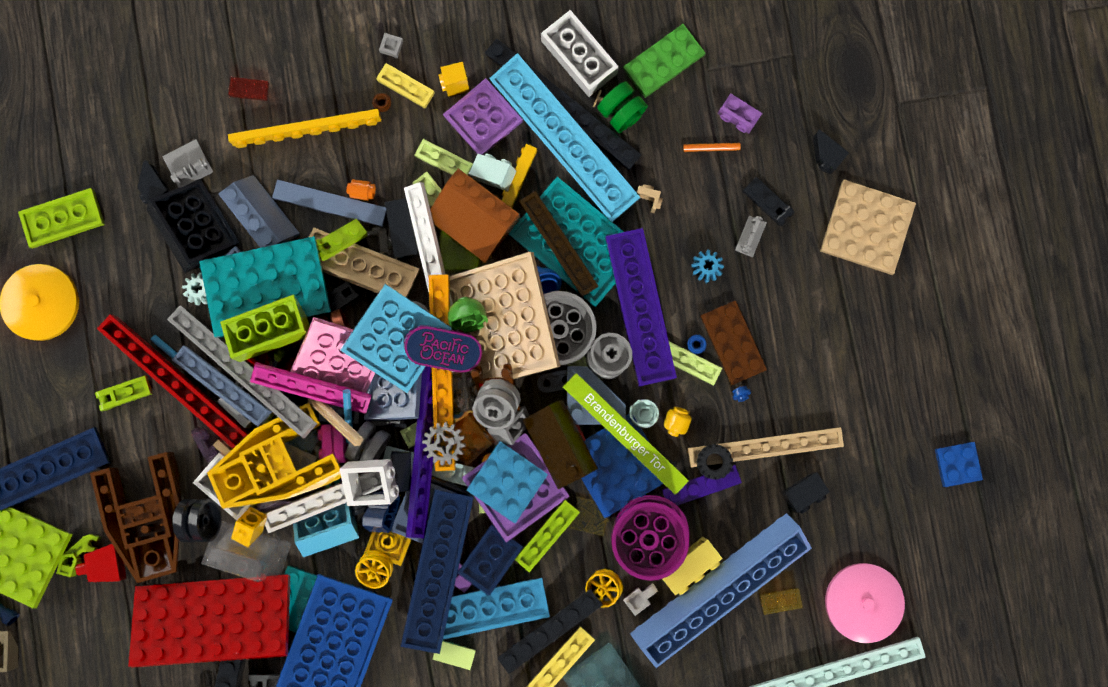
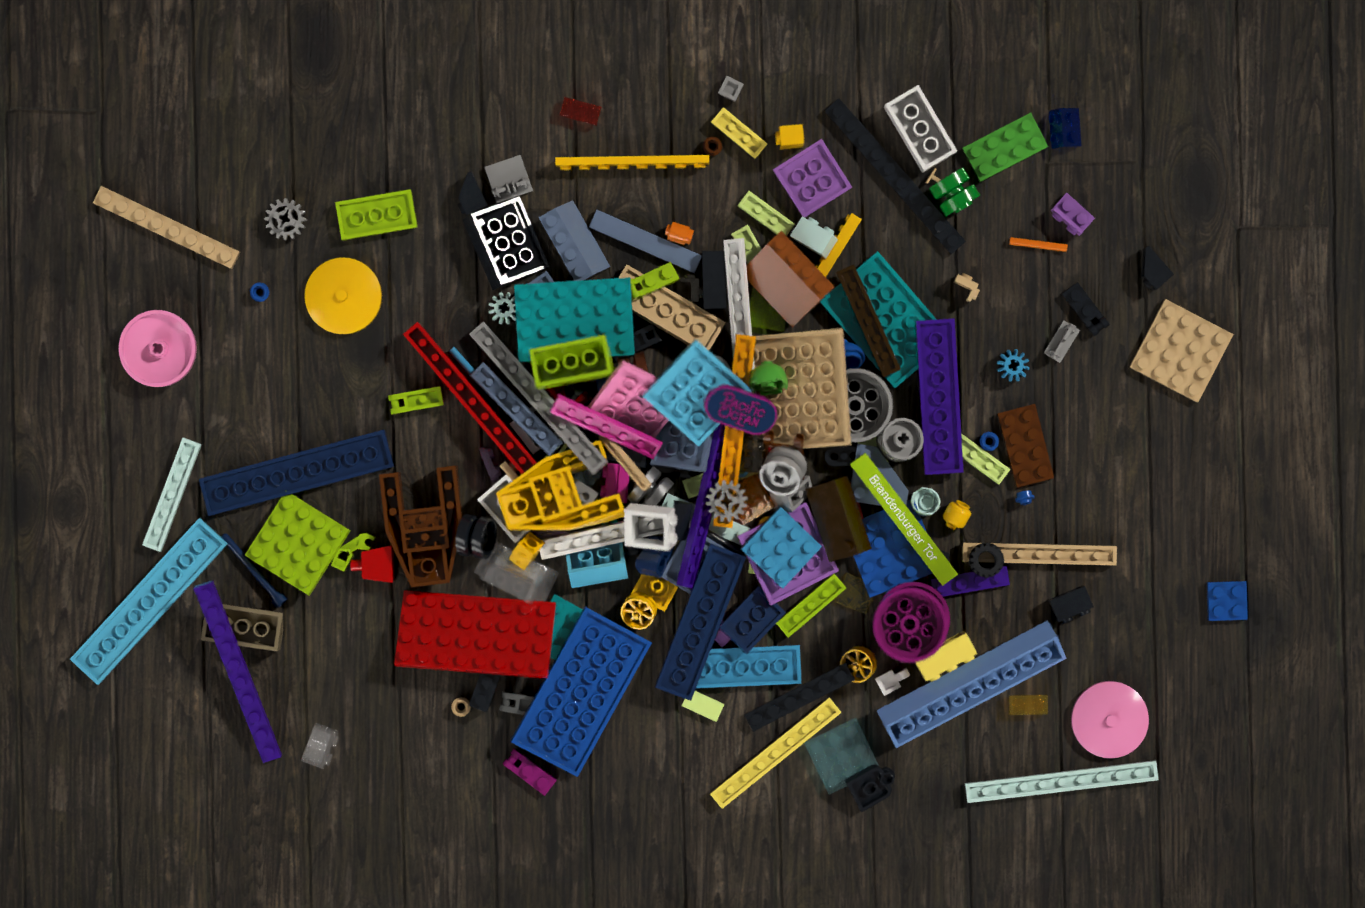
camera: 10 degrees right, 5 degrees up
(347, 408) = (637, 453): dark azure bar -> none
(564, 138) = (891, 213): medium azure plate -> none
(718, 33) = (1065, 128): none -> clear blue bracket

